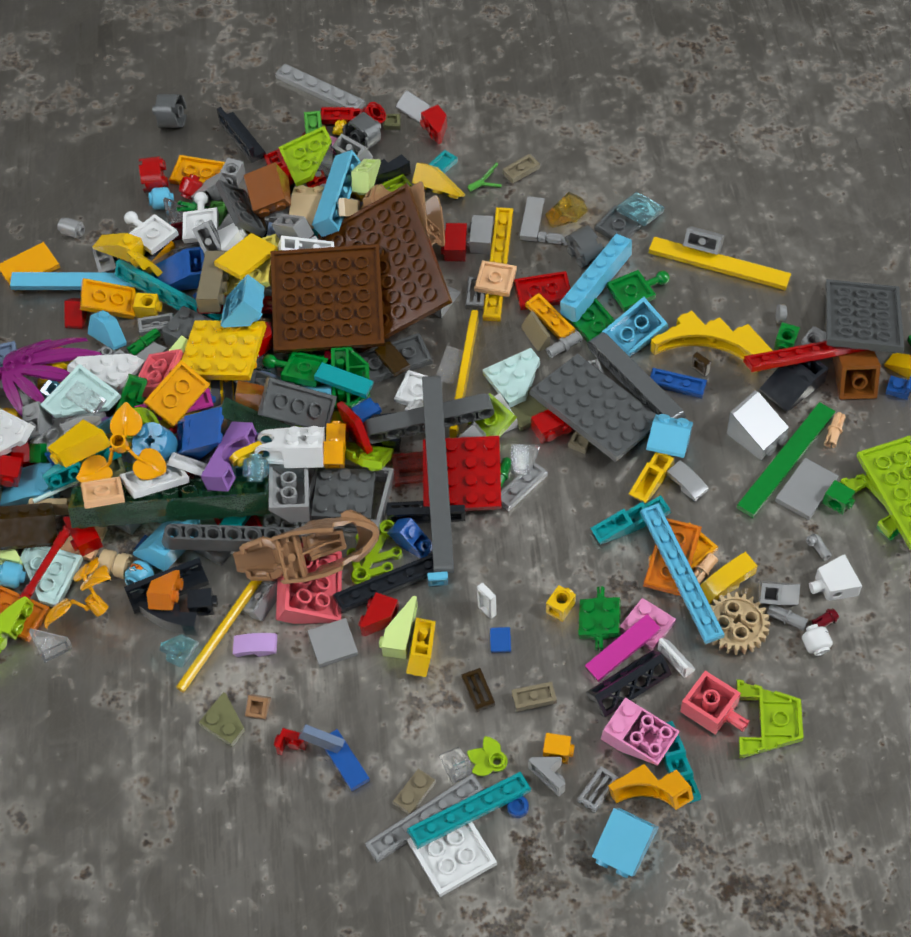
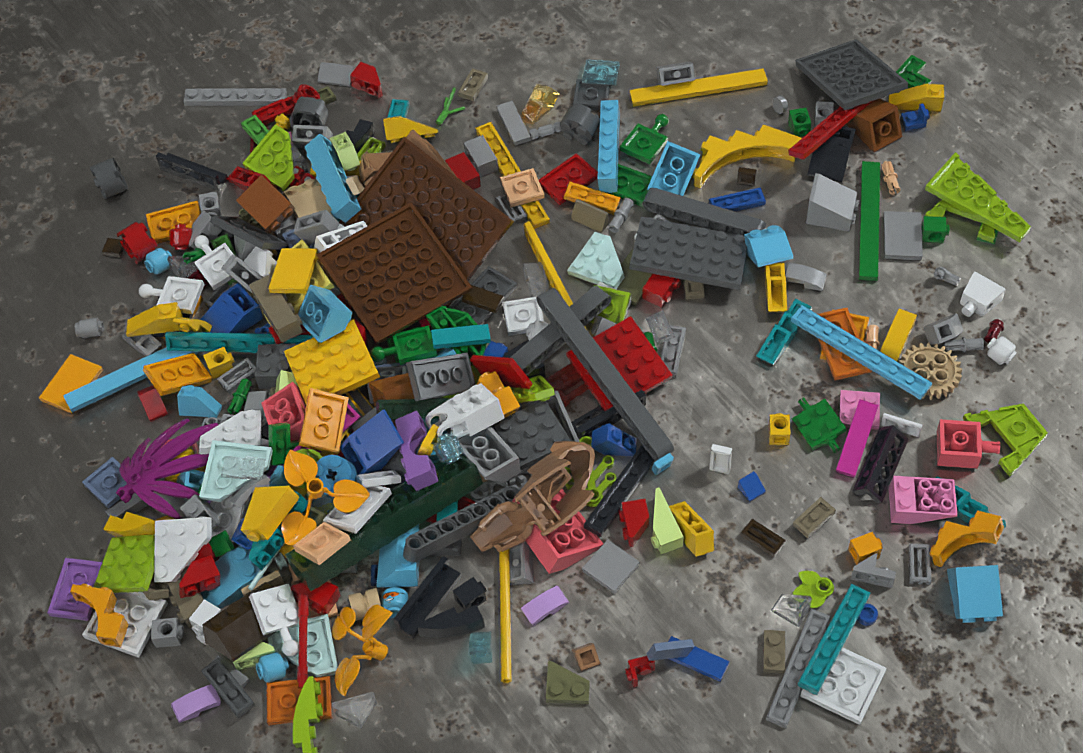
camera: 30 degrees left, 0 degrees up
(38, 530) = (277, 612): none -> white plate
(133, 171) = (112, 248): none -> dark brown tile
(164, 591) = (435, 602): orange slope -> none

